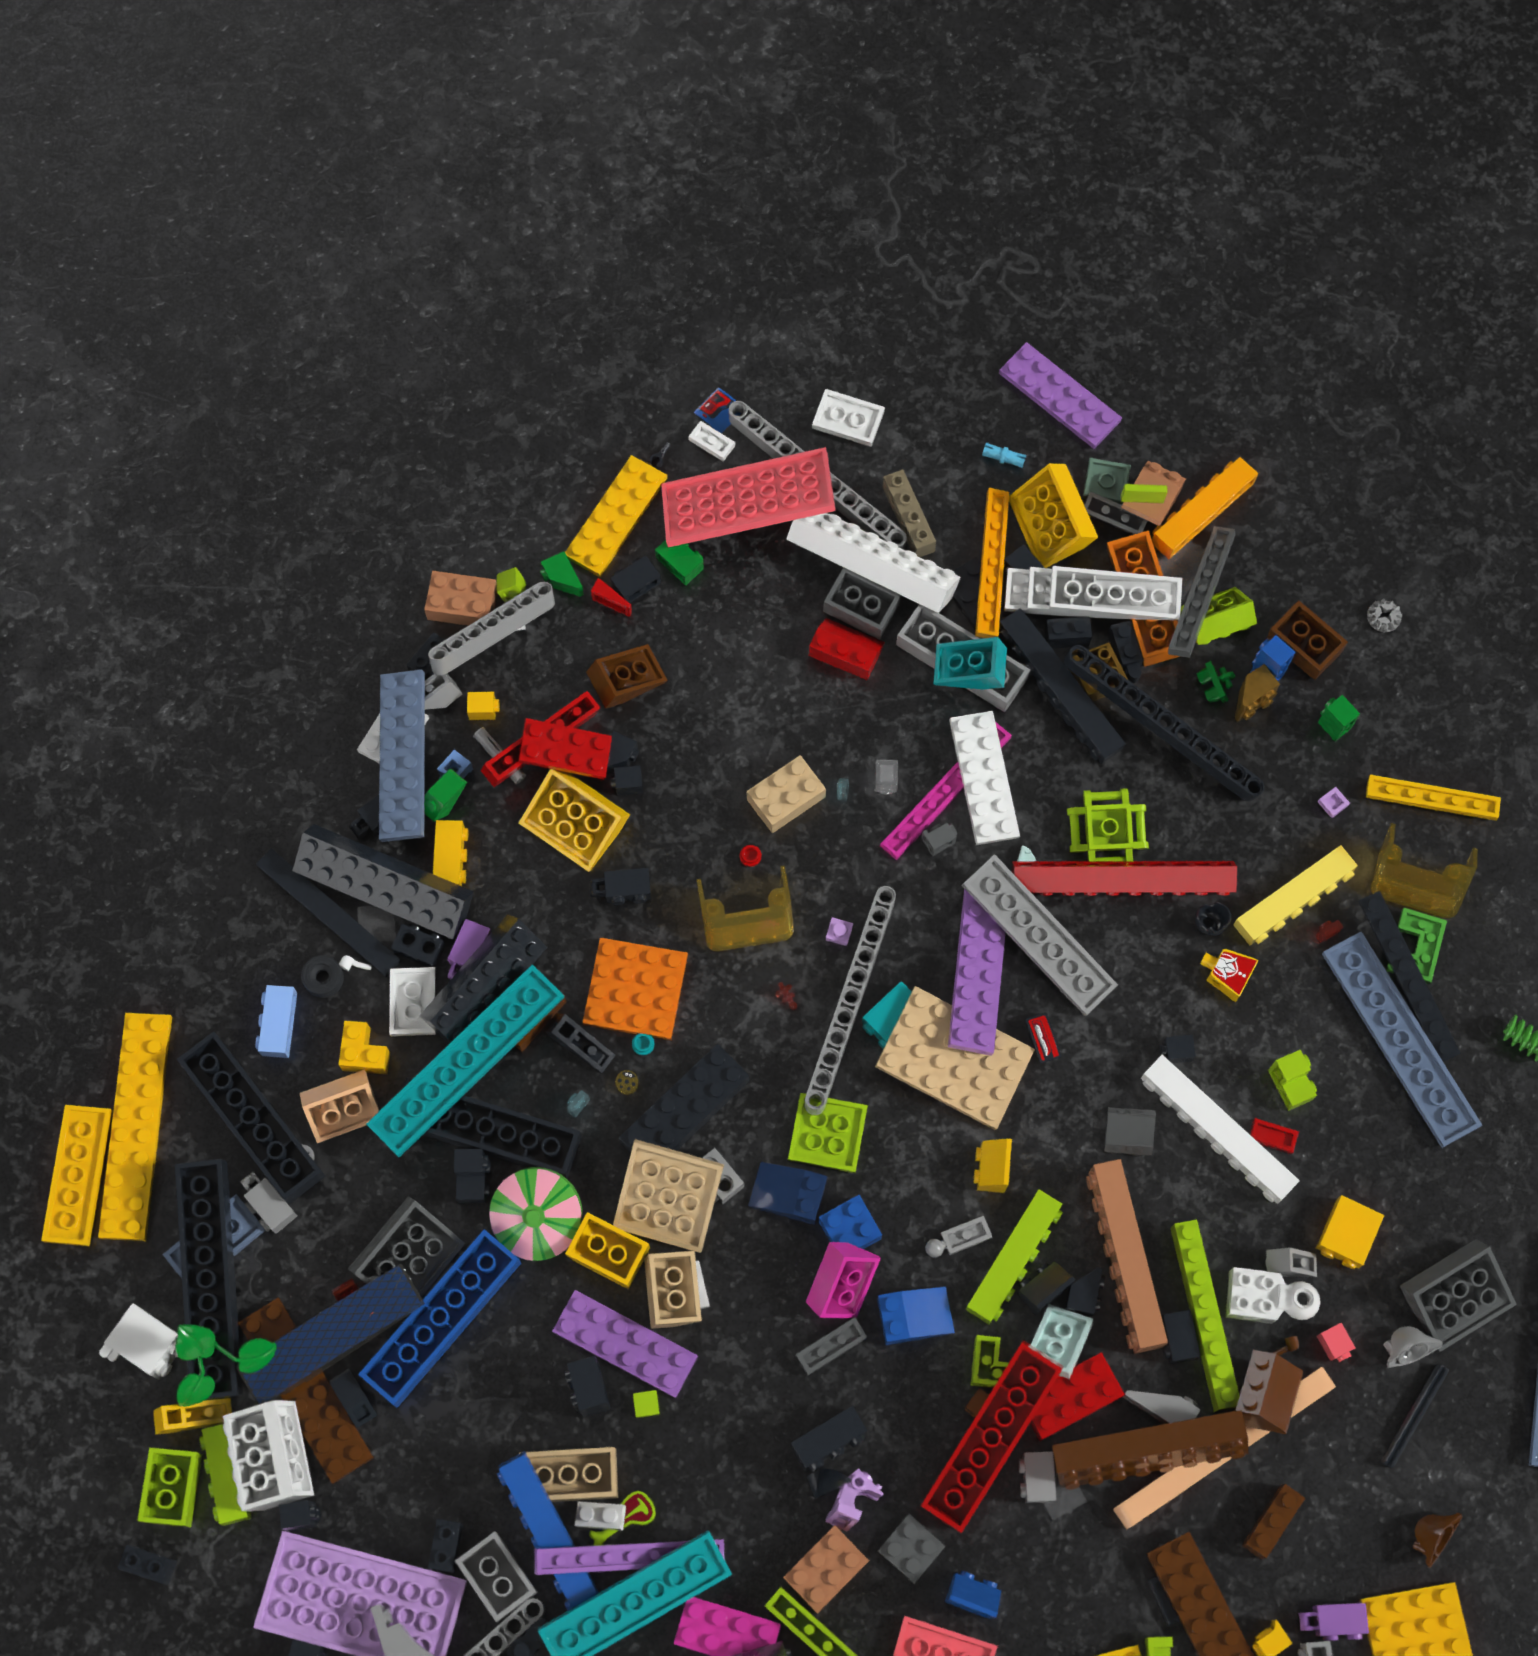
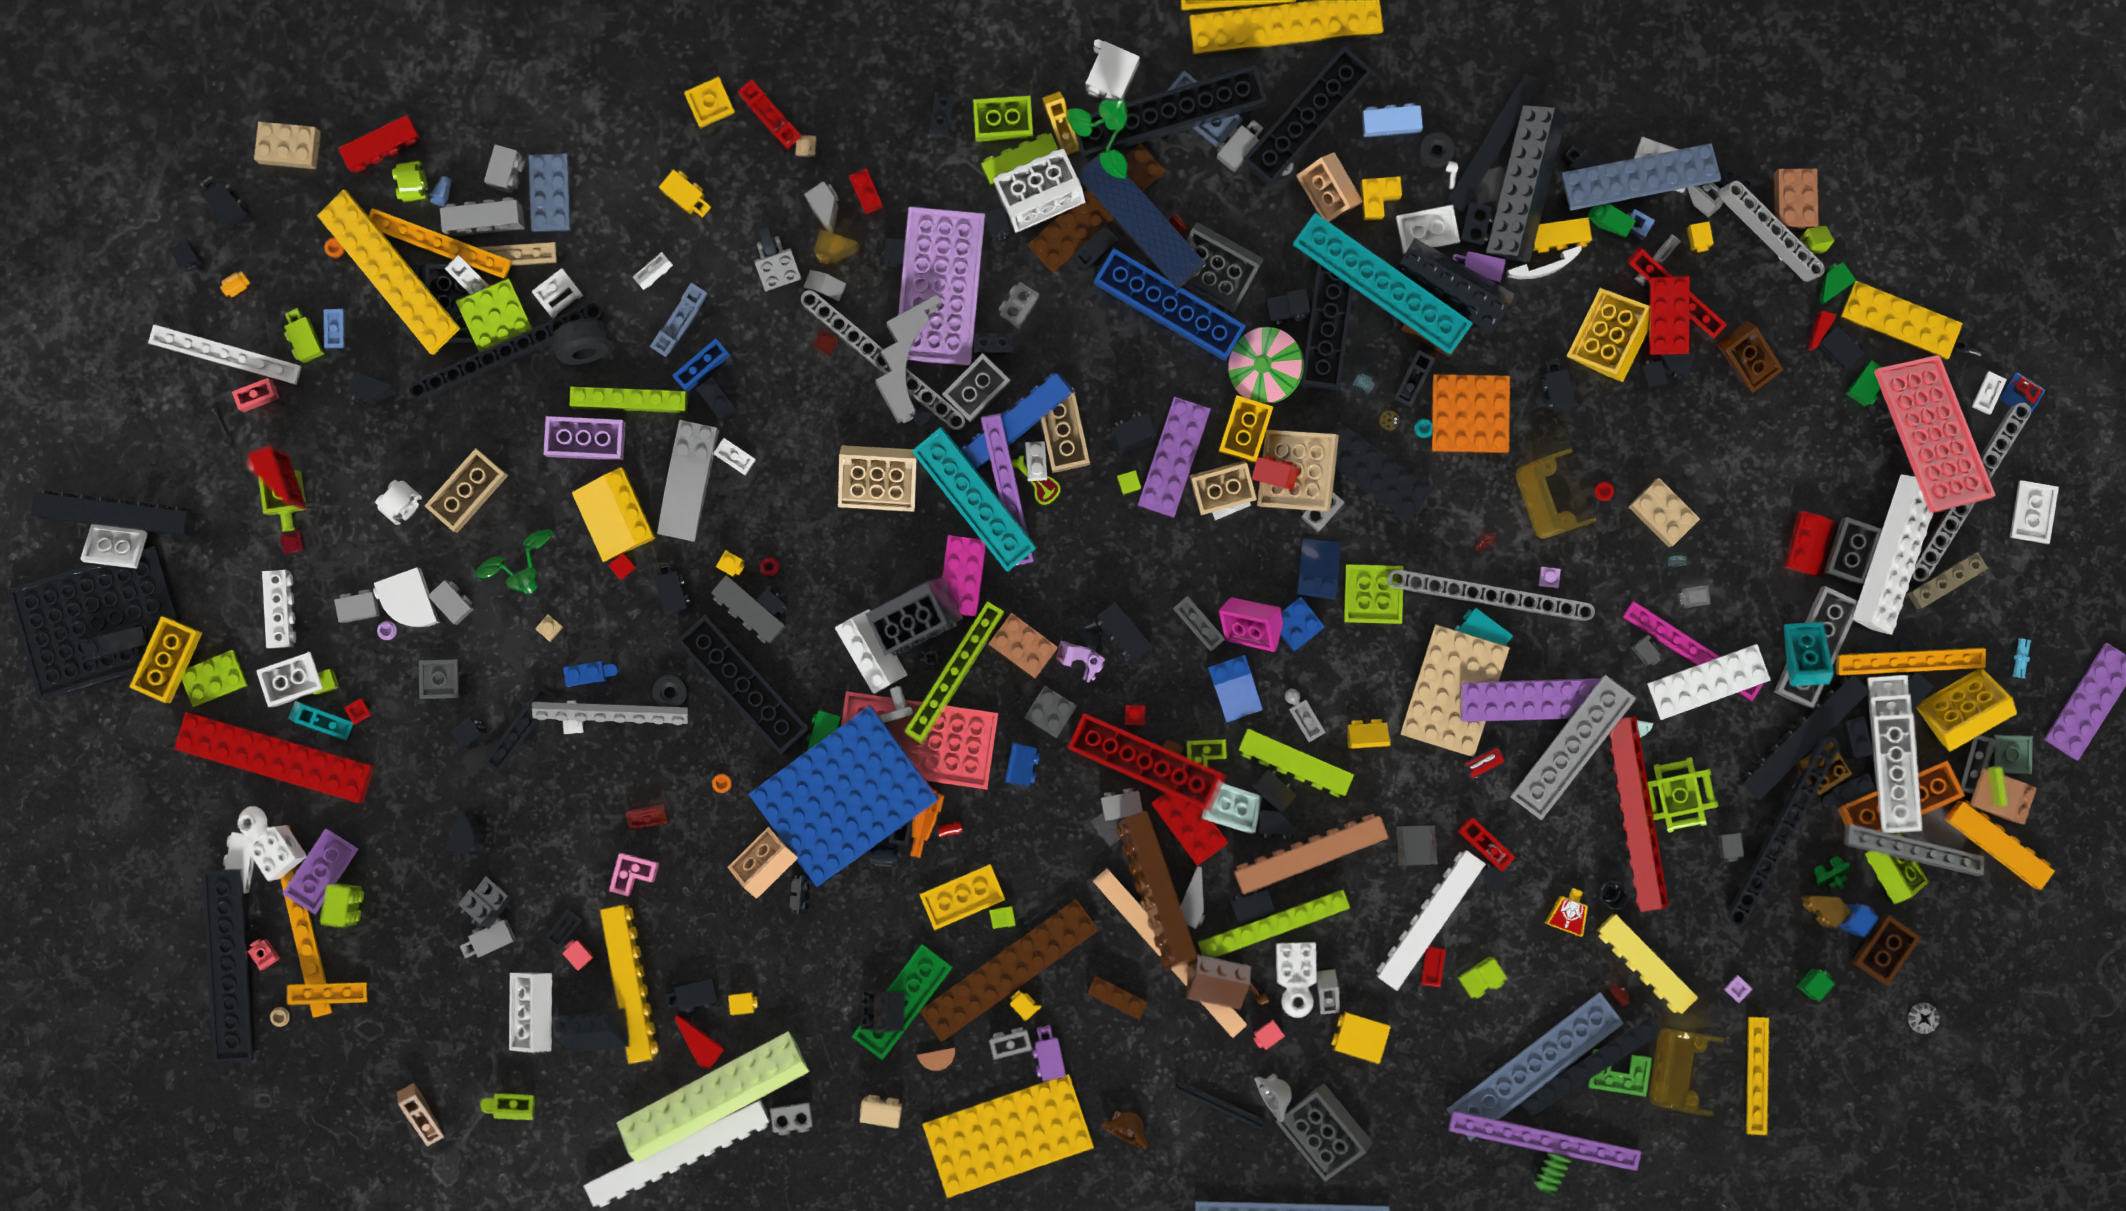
camera: 85 degrees right, 15 degrees up
(407, 1501) = (1023, 307): none -> clear brick
(485, 901) = (1523, 273): none -> white slope
(666, 1223) = (1275, 473): none -> red brick
(931, 1443) = (1134, 715): none -> red brick
(1138, 1051) = (1485, 843): none -> red slope
(1172, 784) = (1730, 846): none -> dark grey brick
(1488, 1042) = (1544, 1140): none -> medium lavender plate

